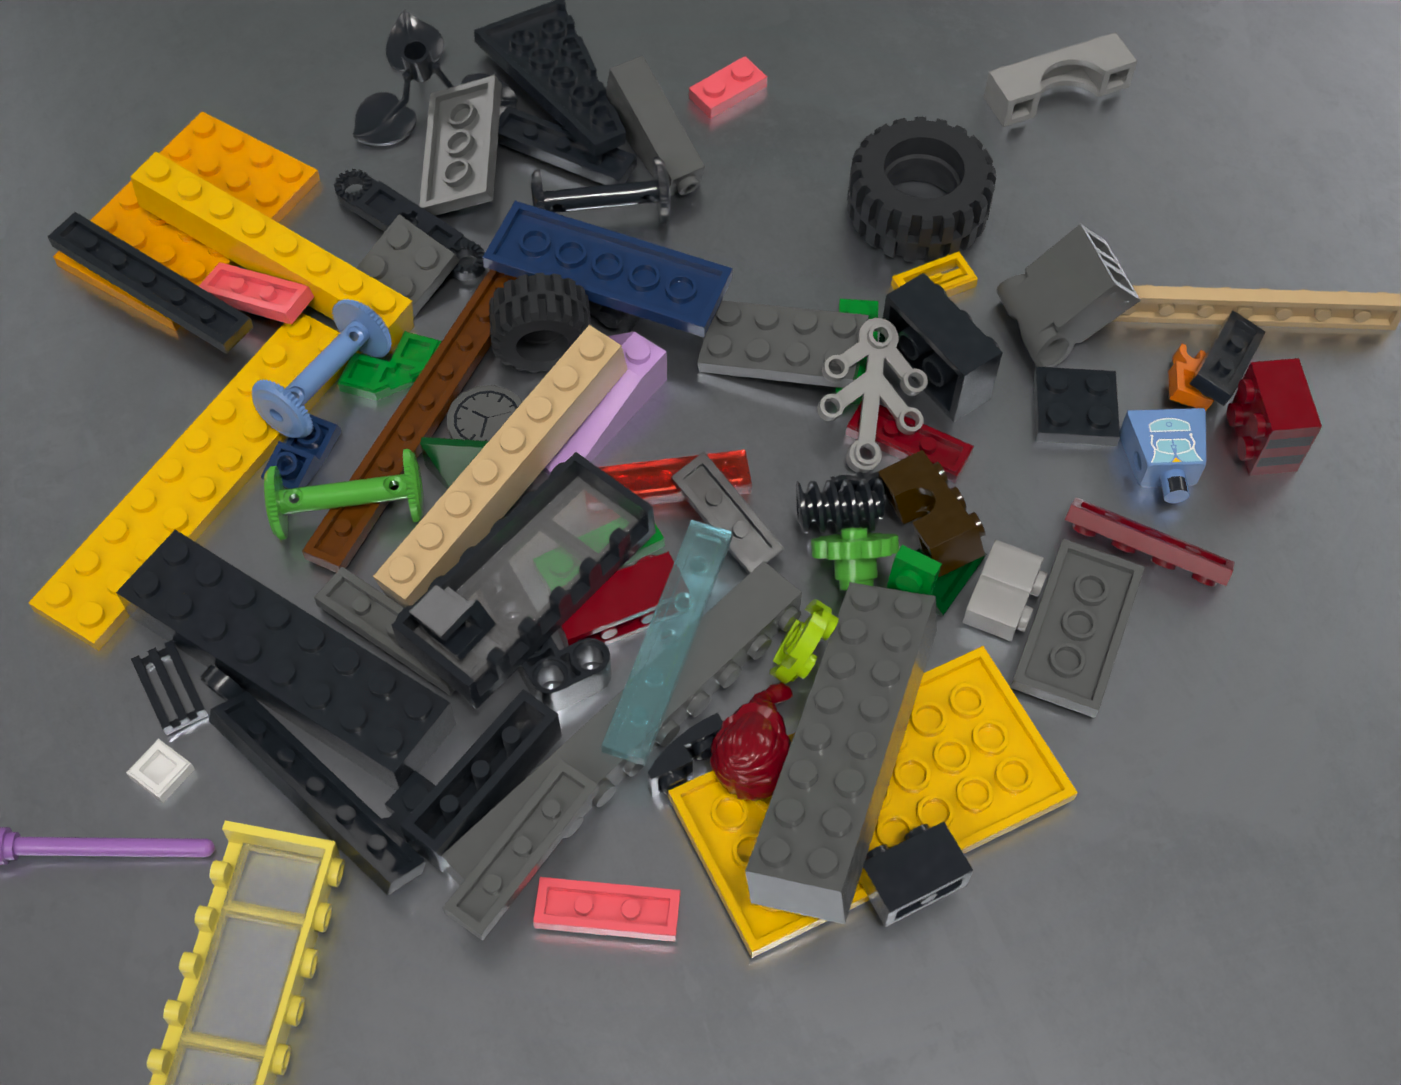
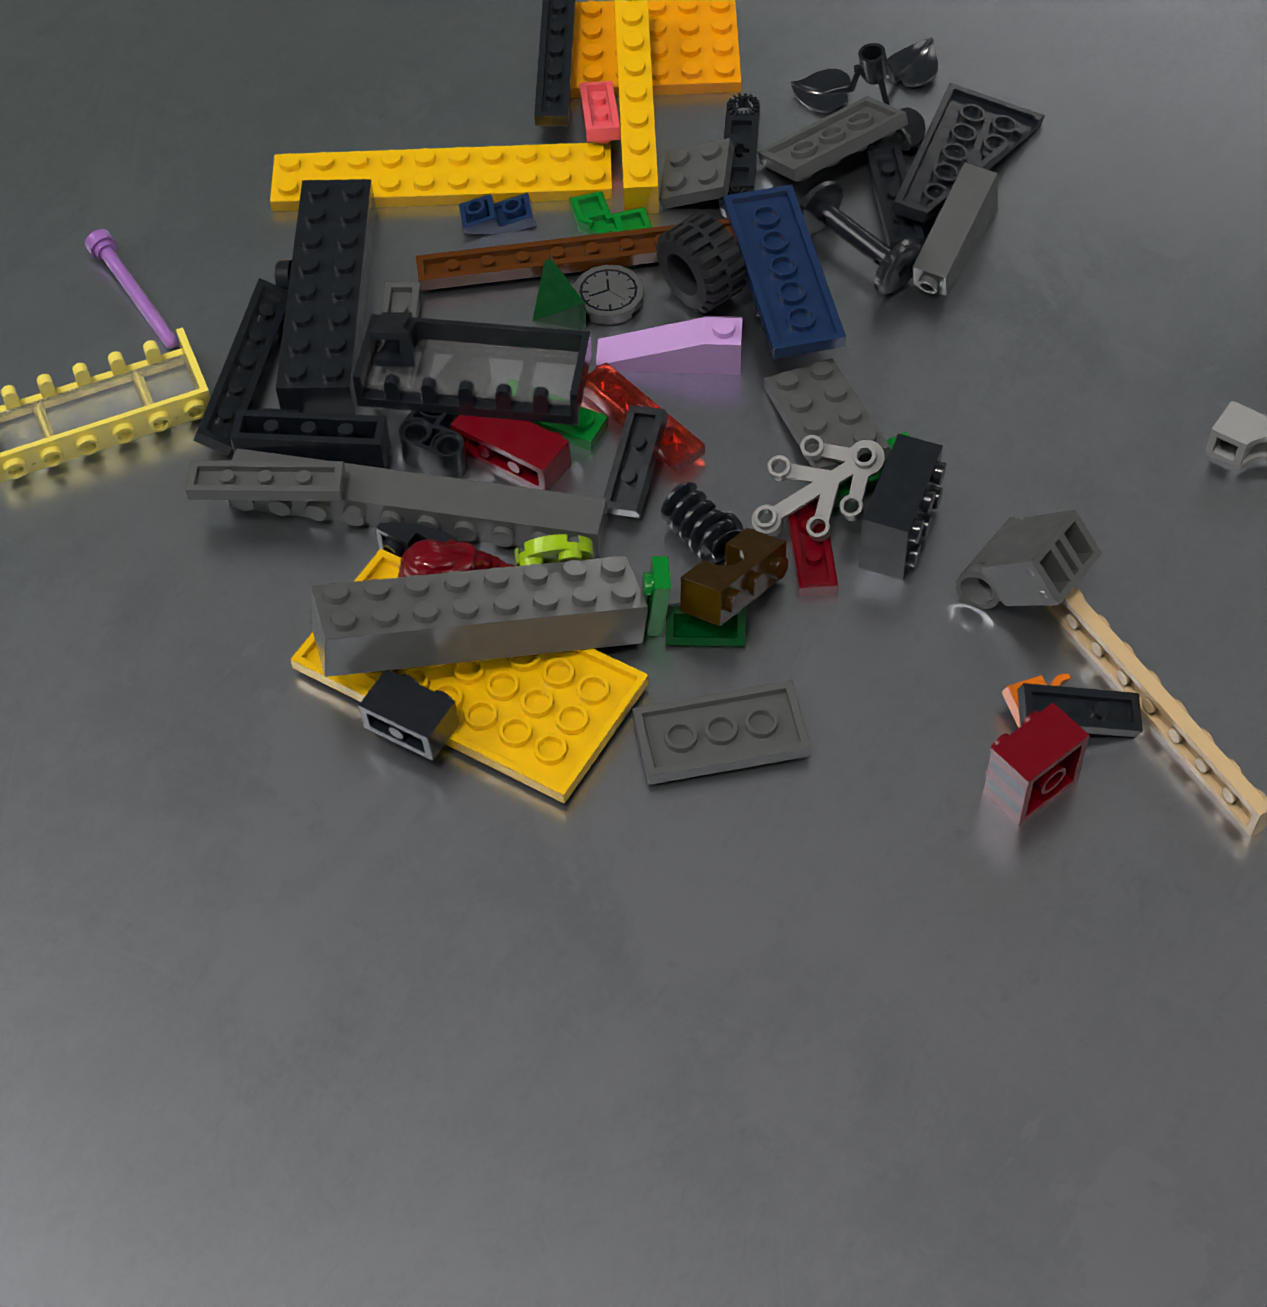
camera: 60 degrees right, 5 degrees down
(156, 659) = (263, 256): black tile -> none
(160, 771) = (208, 289): white tile -> none
(342, 494) = (439, 220): bright green hose -> none
(359, 330) = (560, 174): medium blue hose -> none
(504, 466) = (600, 307): tan brick -> none
(607, 909) = (270, 566): coral plate -> none
(667, 643) = (490, 475): clear light blue tile -> none
(727, 87) = (1058, 259): coral plate -> none
(855, 554) = (661, 542): bright green plant -> none
(927, 154) = (1066, 385): black tyre -> none
(952, 282) = (982, 488): yellow tile -> none
(1003, 591) = (712, 664): light grey brick -> none
(1076, 406) = (943, 637): black plate -> none
(1164, 549) = (842, 743): dark red plate -> none
(1166, 448) = (947, 713): medium blue torso -> none

